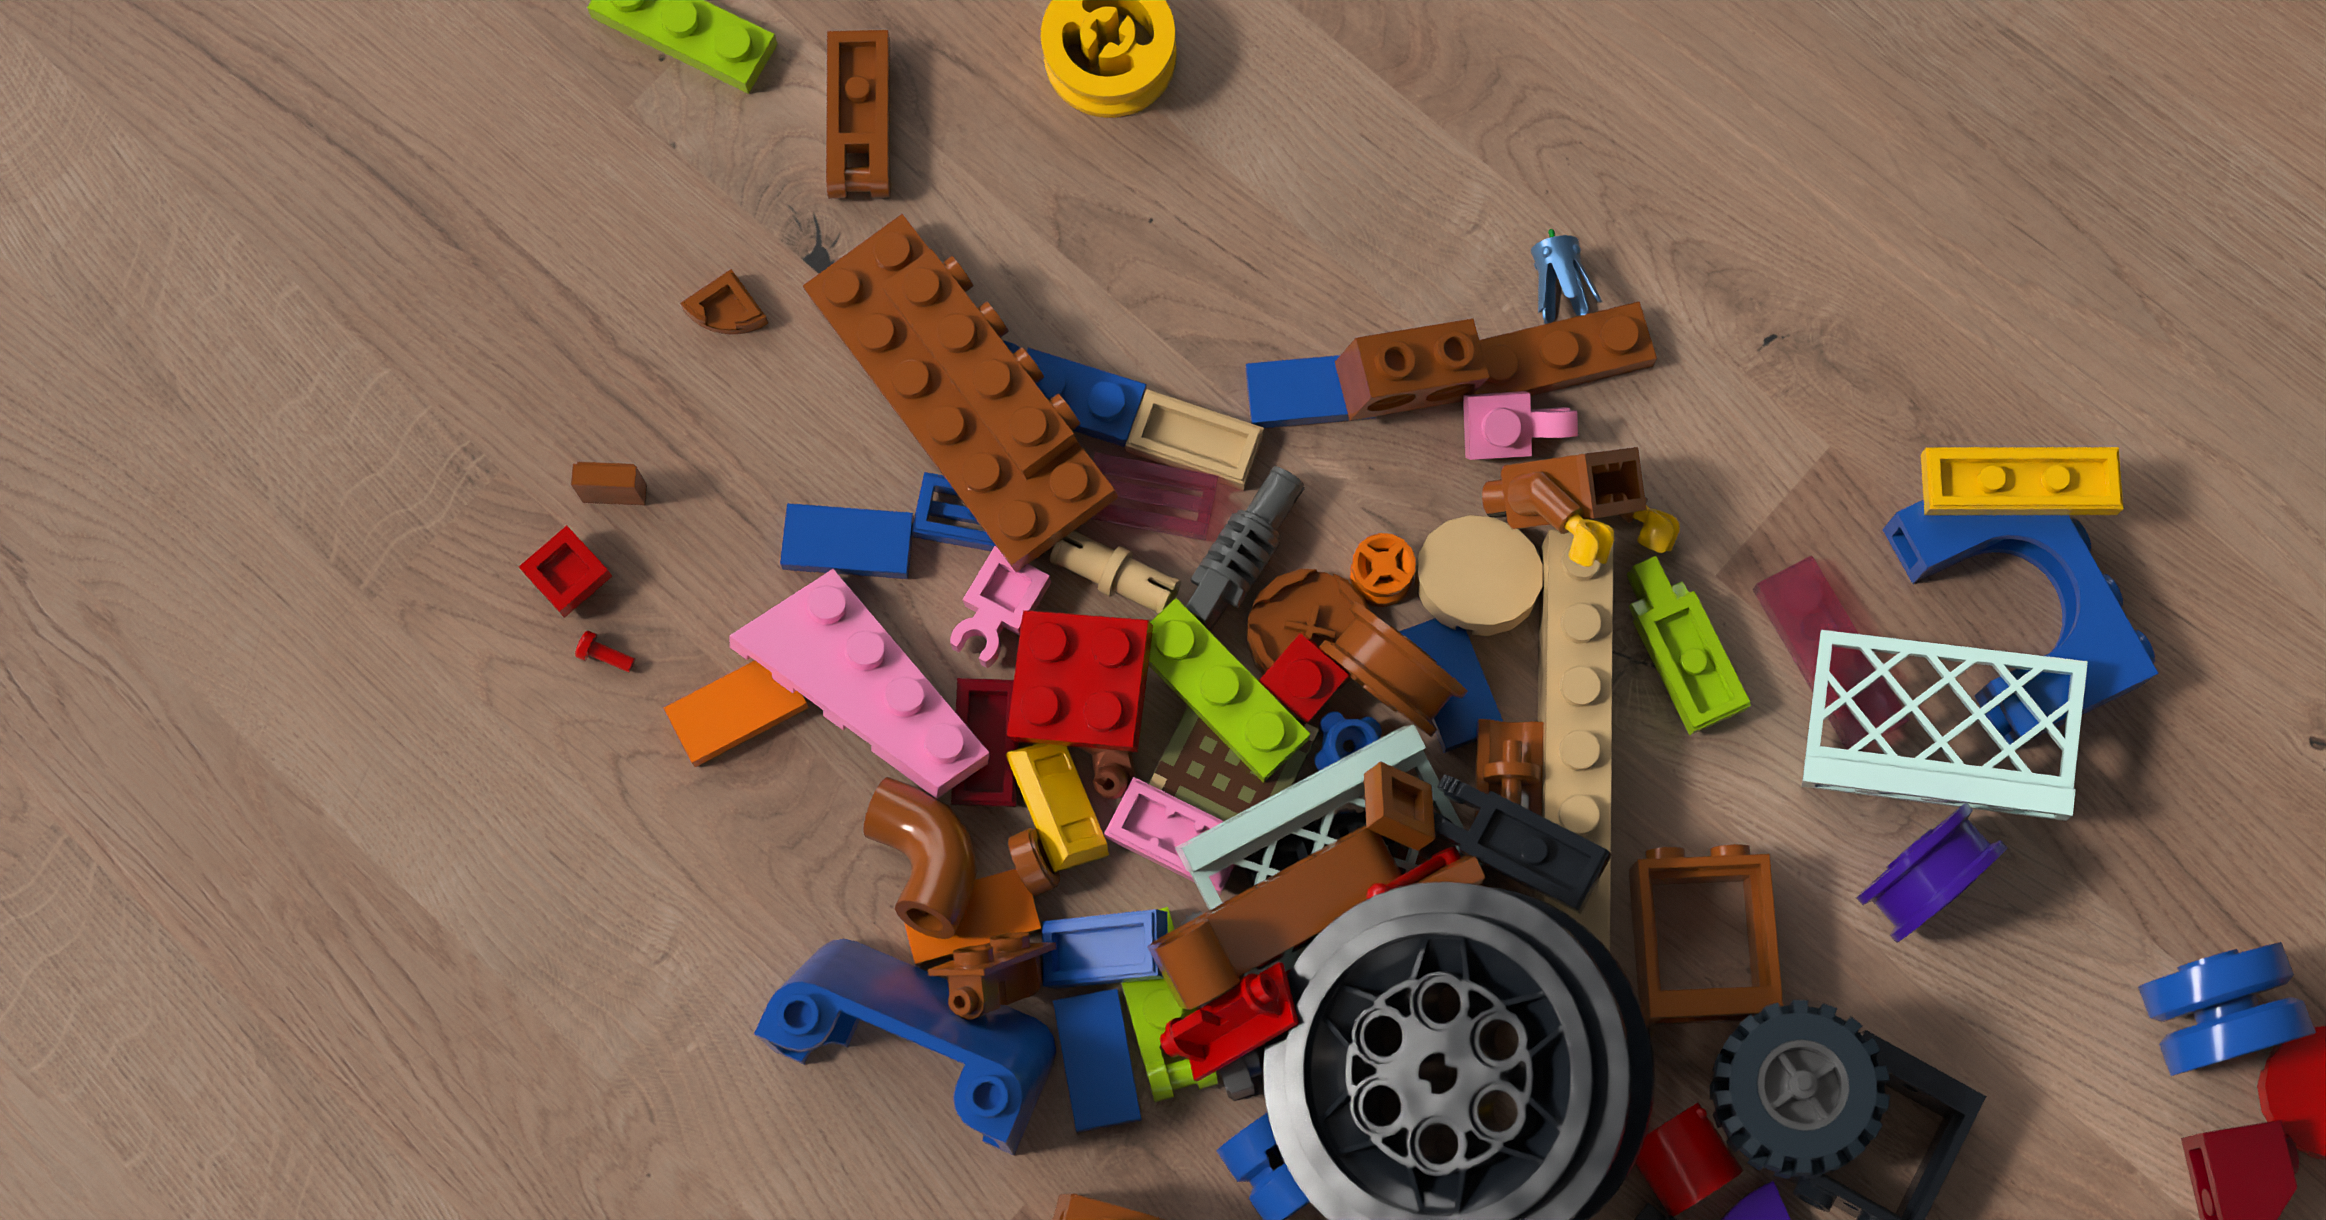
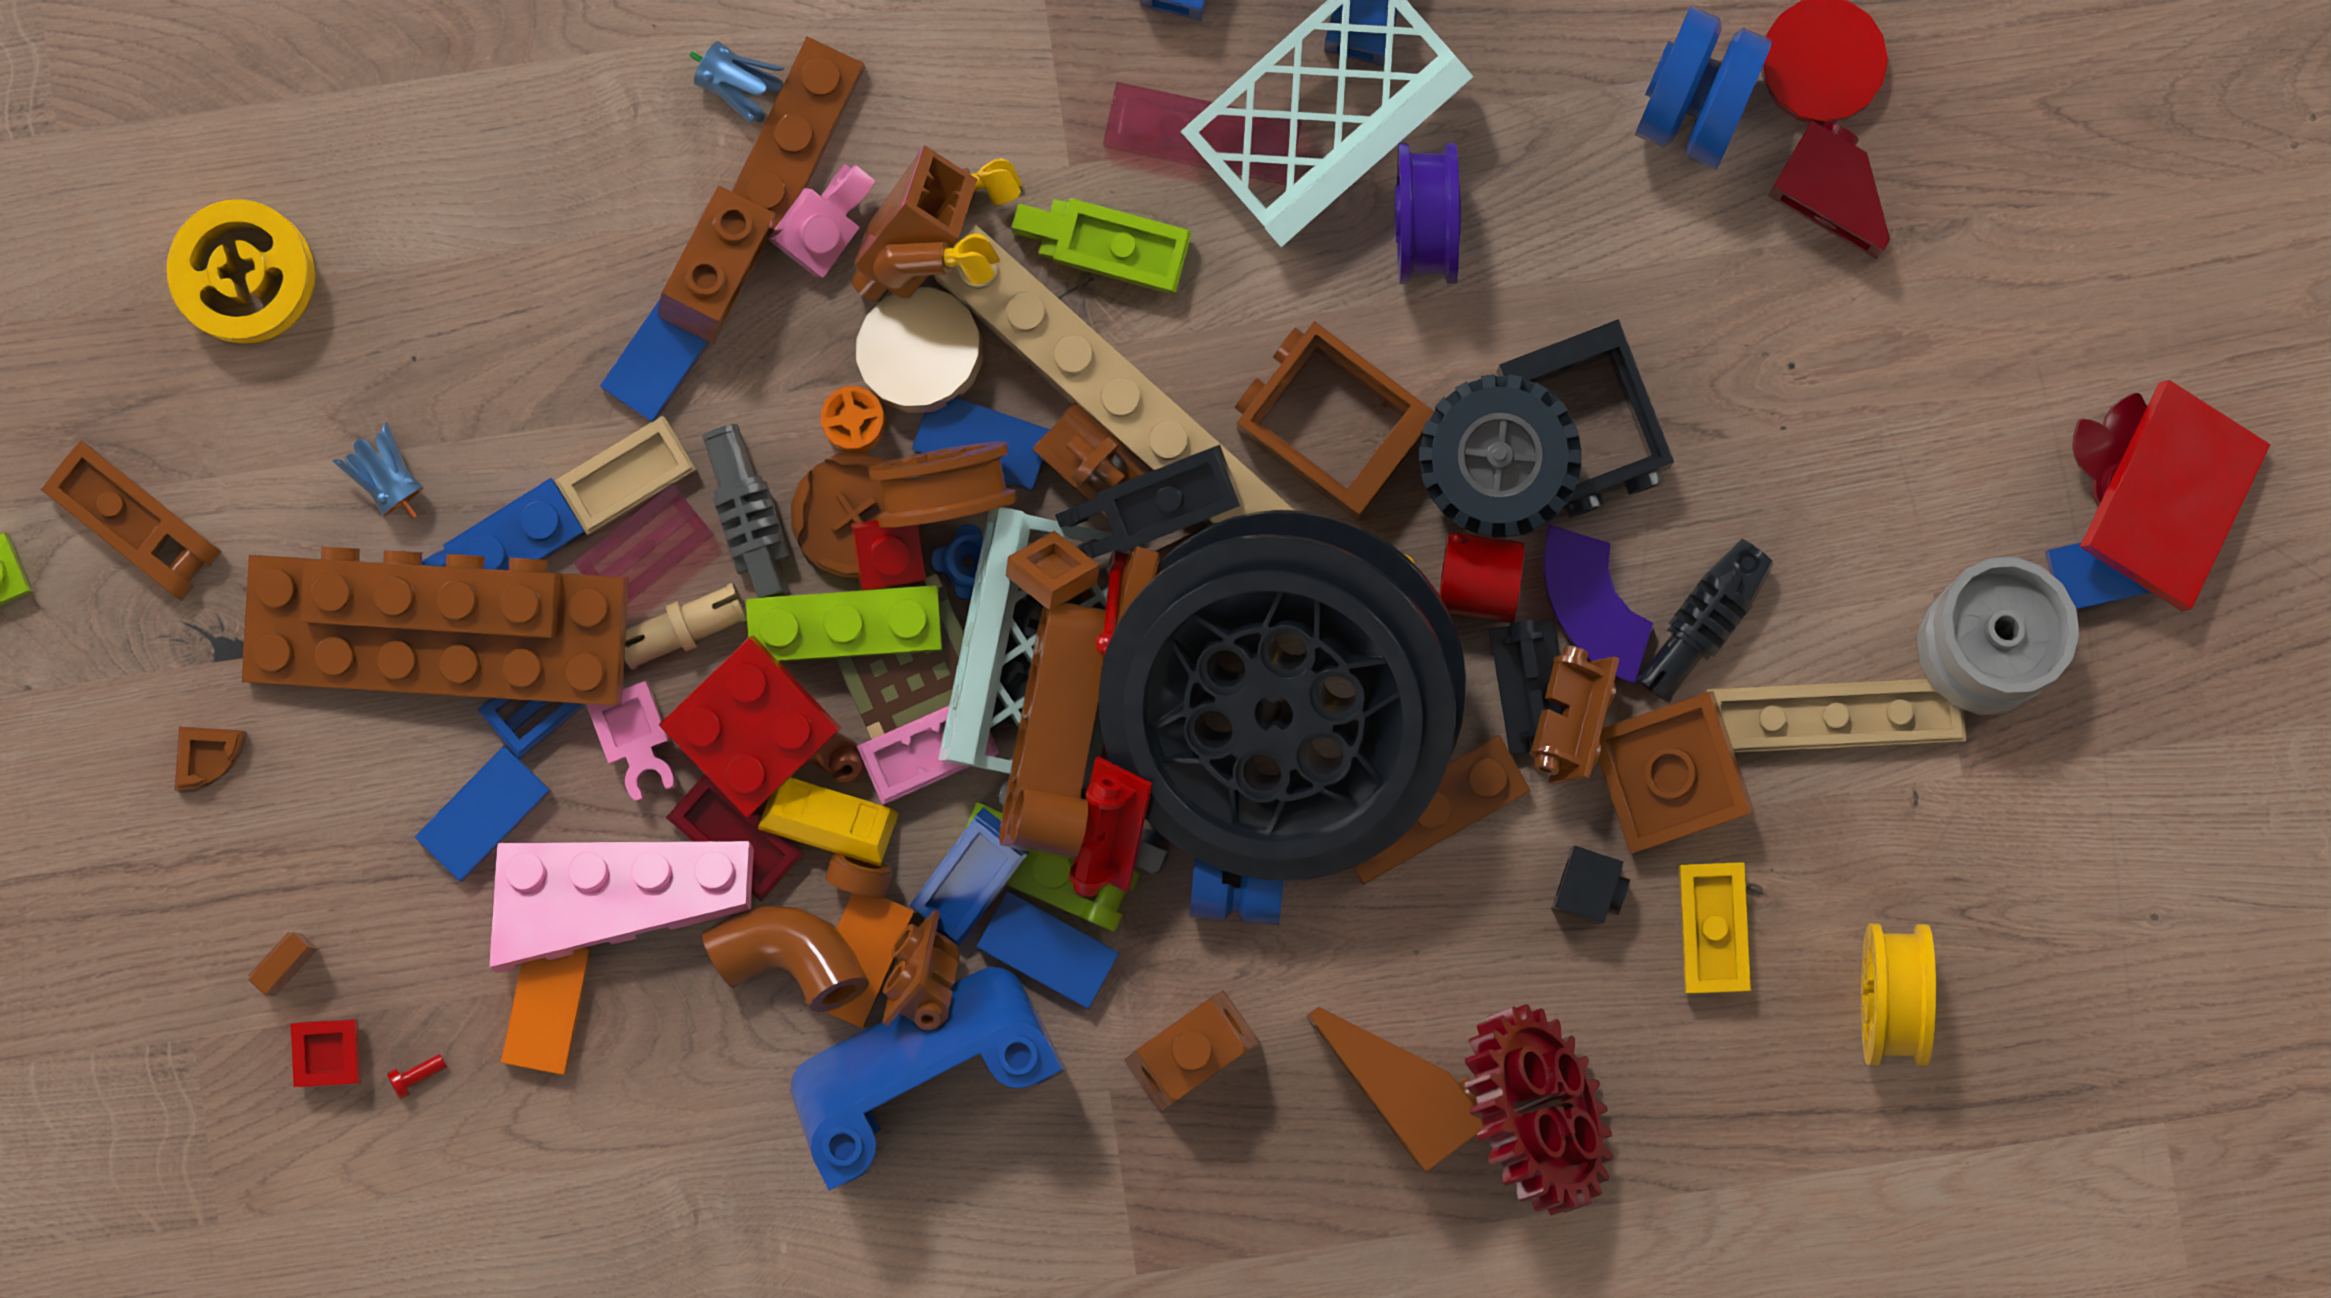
camera: 45 degrees left, 10 degrees up
(1038, 274) = (384, 478): none -> flat silver piece

